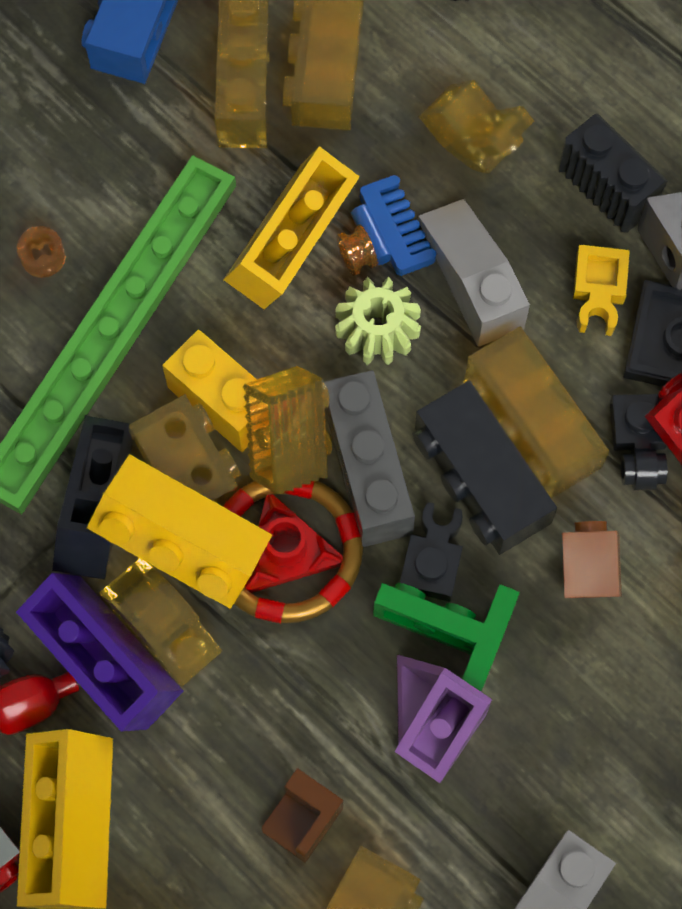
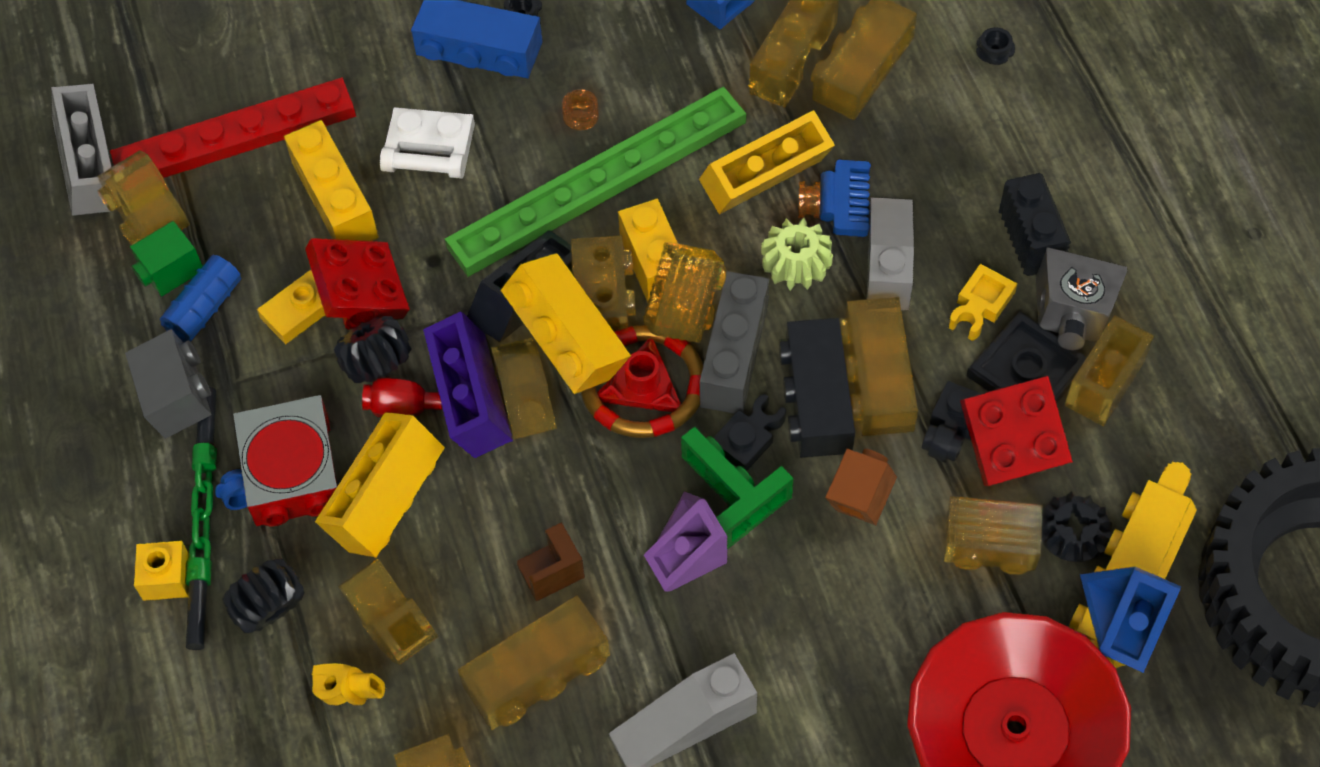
camera: 30 degrees right, 10 degrees down
(473, 127) = (945, 150): clear yellow brick -> none

